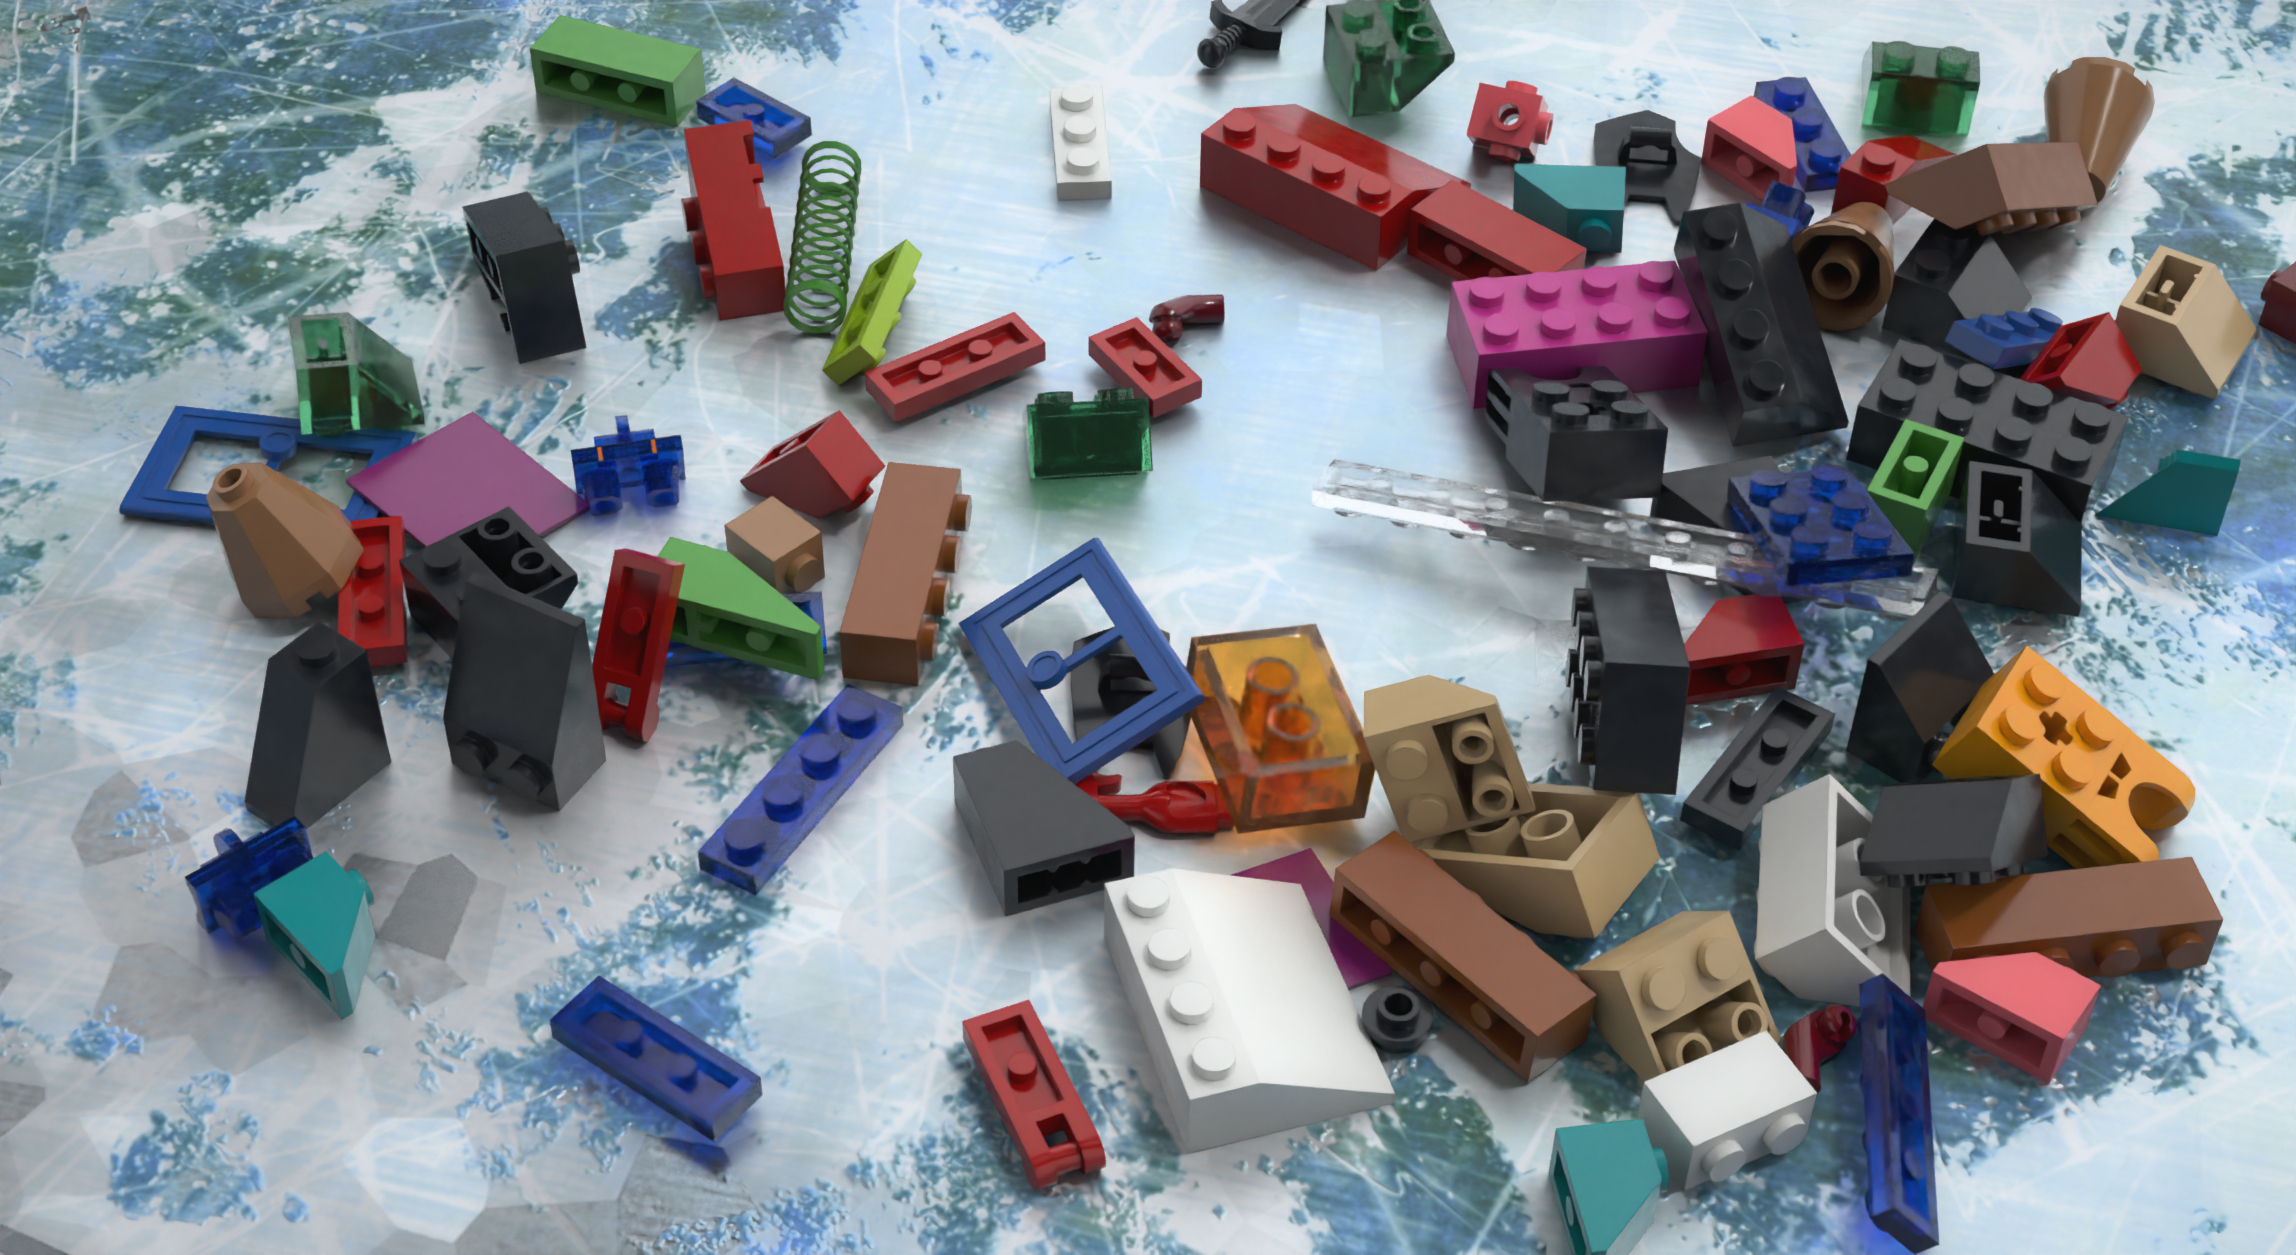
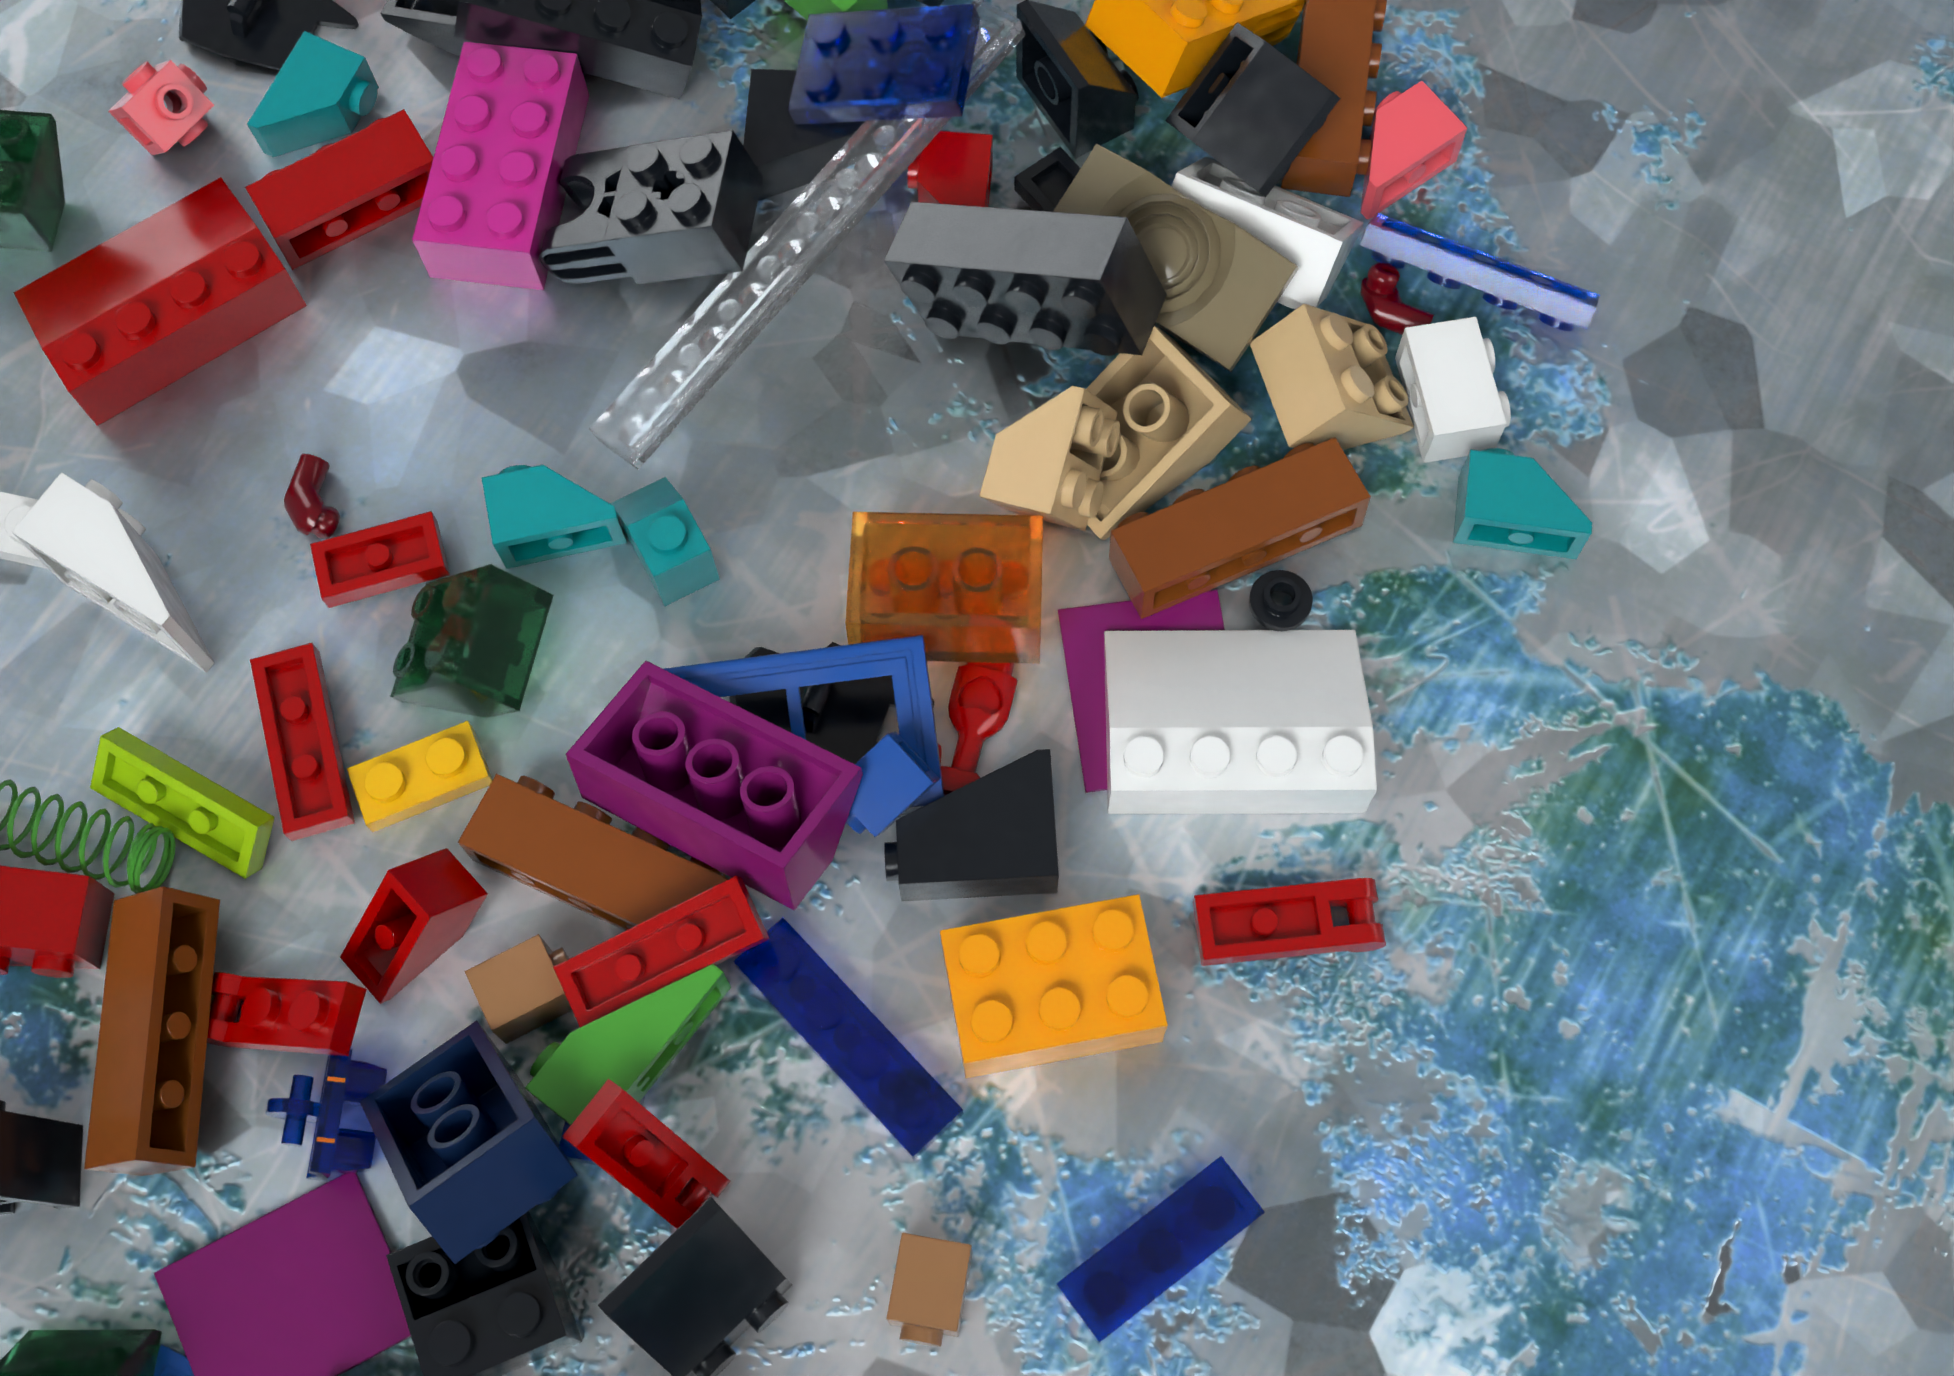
camera: 70 degrees left, 25 degrees up
(573, 887) = (929, 1288): none -> medium nougat brick
(603, 506) = (466, 1142): none -> dark blue brick
(667, 342) = (153, 1033): none -> dark orange brick
(703, 406) = (284, 1014): none -> red plate
(849, 612) = (661, 950): none -> red plate
(895, 909) = (1053, 986): none -> light orange brick
(947, 439) = (419, 776): none -> yellow plate
(994, 593) = (717, 783): none -> magenta slope
(1048, 715) = (889, 785): none -> blue brick
(1057, 207) = (105, 559): none -> white slope
(1229, 450) = (546, 516): none -> teal slope
(1242, 538) = (667, 540): none -> teal slope
(1734, 809) = (1212, 270): none -> dark tan slope

